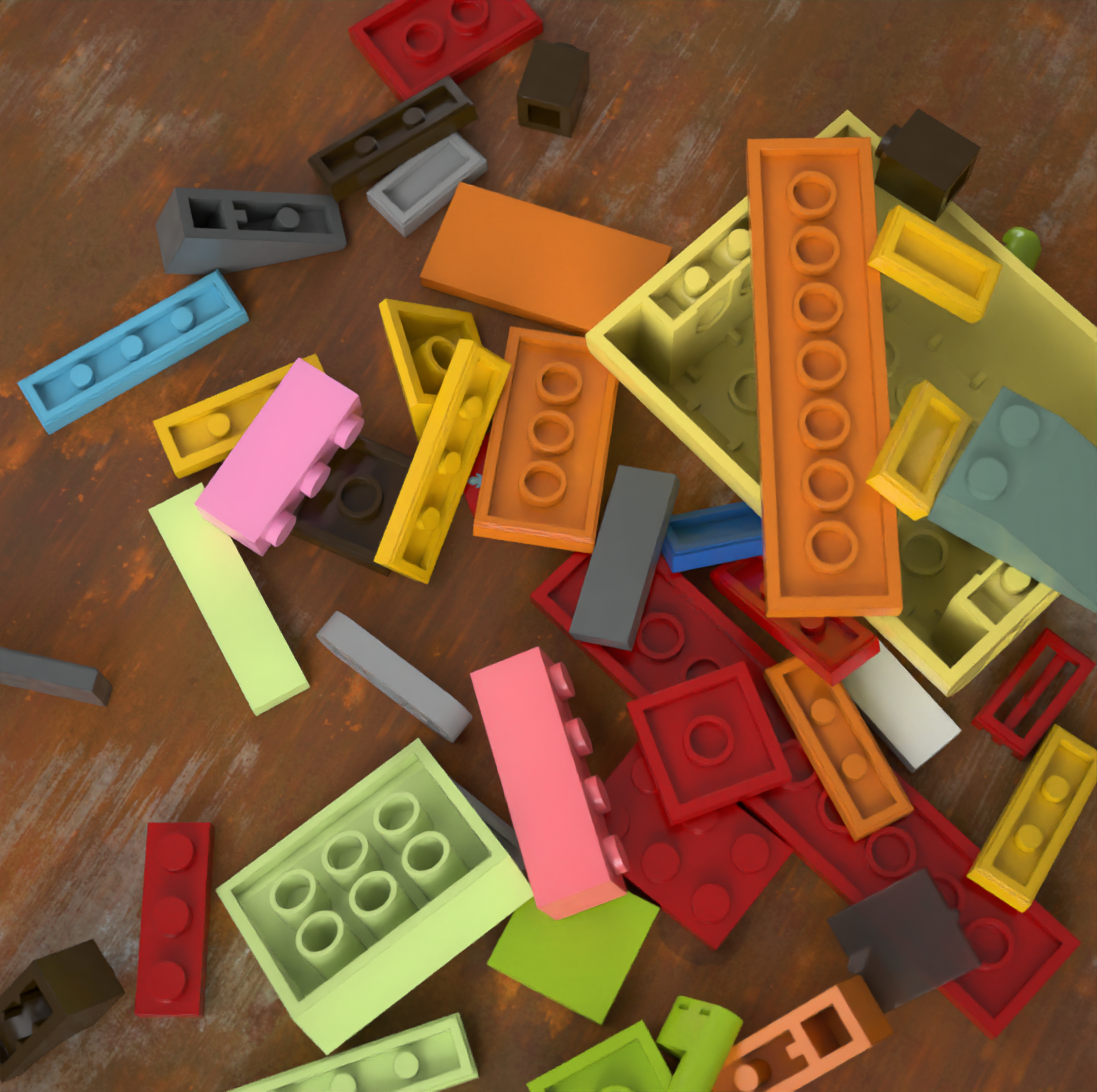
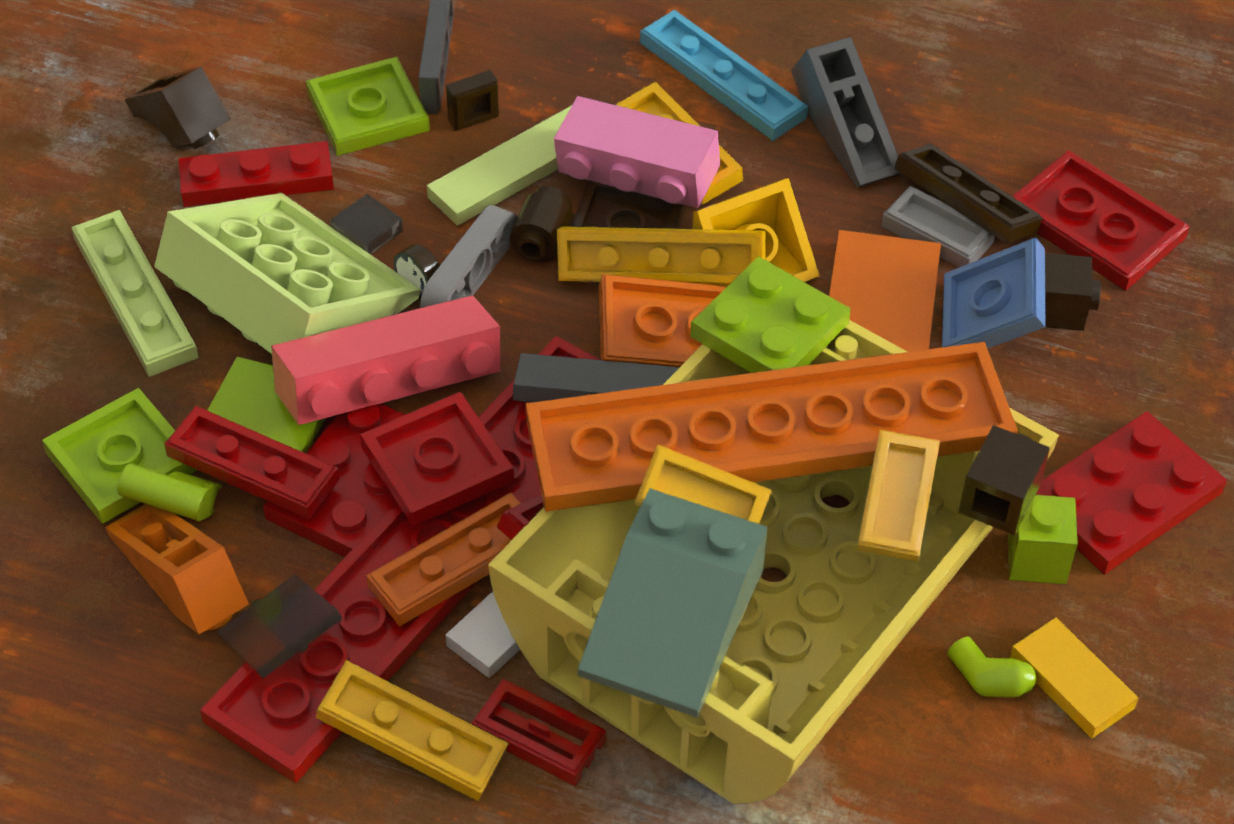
camera: 75 degrees right, 20 degrees down
(85, 770) = (367, 106): none -> lime tile
(125, 637) = (472, 100): none -> dark brown tile
(295, 790) = (367, 224): none -> clear smoke tile
(349, 586) = (537, 223): none -> dark brown brick
(393, 734) = (416, 265): none -> tile
(566, 146) = (995, 297): none -> medium blue tile
(665, 343) = (769, 320): none -> lime plate
(670, 954) = (252, 462): none -> red tile
(800, 79) = (1132, 489): none -> red plate
(1023, 195) = (1075, 678): none -> yellow tile

